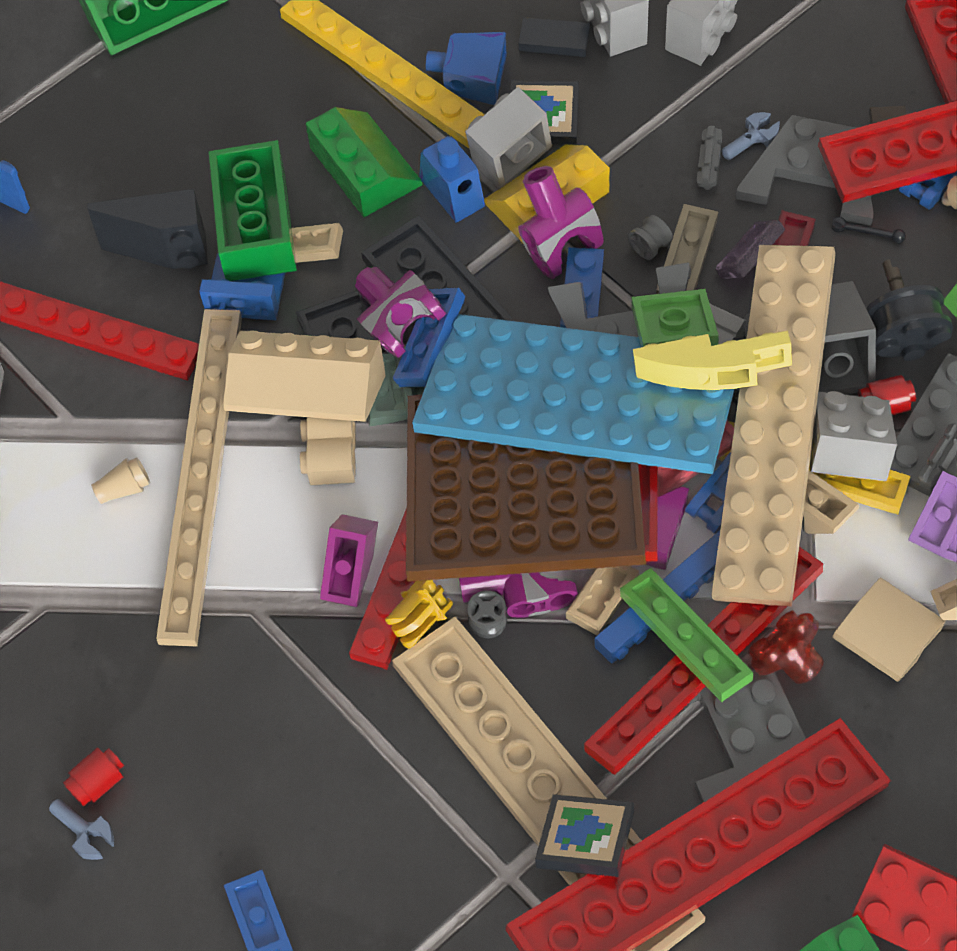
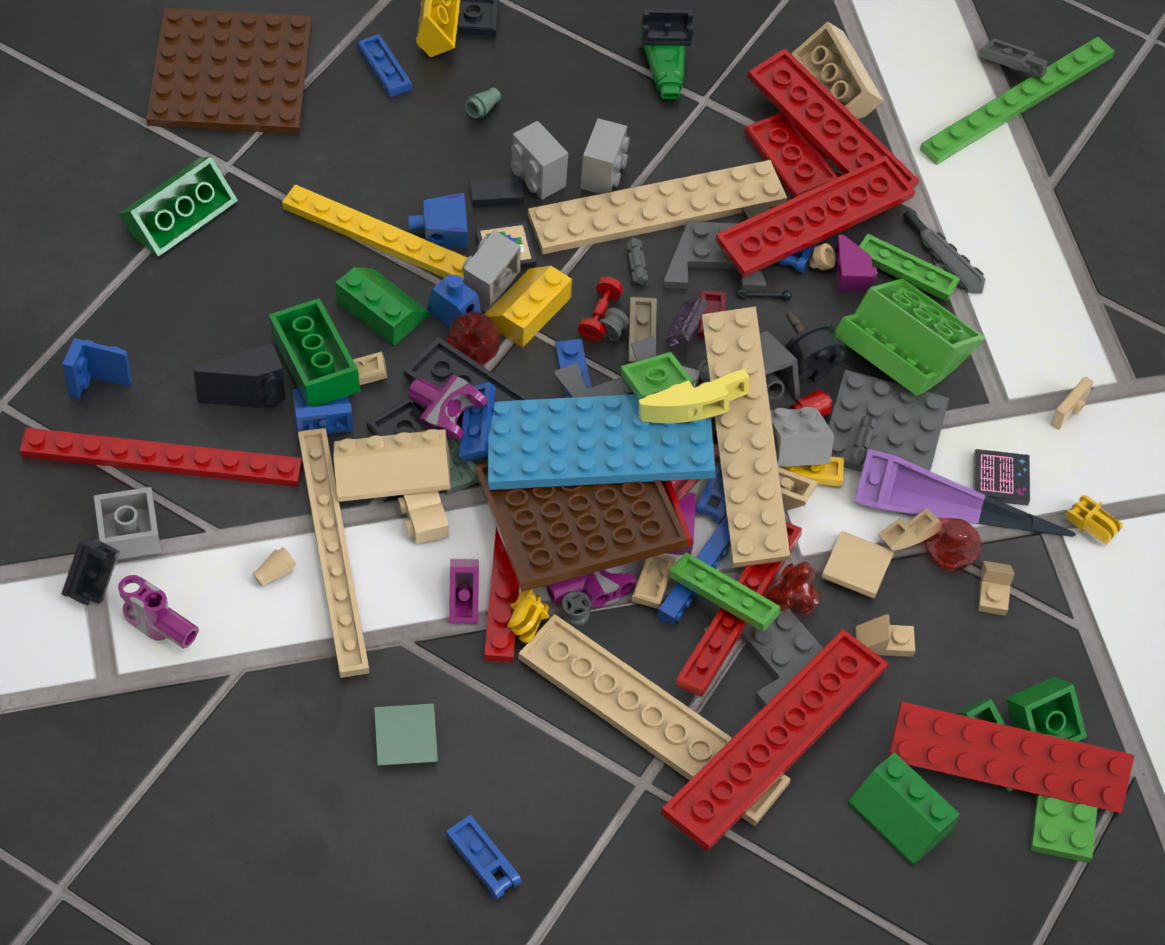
camera: 25 degrees left, 5 degrees down
(82, 829) = (326, 818): sand blue bar -> none
(94, 776) = (324, 777): red brick -> none
(215, 740) = (405, 734): none -> sand green slope
(463, 224) = (475, 337): none -> clear red plate
(556, 220) = (546, 322): magenta connector -> none
(585, 835) = (695, 739): tile -> none
(659, 189) = (591, 328): none -> red wheel
(743, 86) = (654, 206): none -> tan plate
(753, 135) = (663, 240): sand blue bar -> none
(898, 743) = (886, 638): none -> tan slope

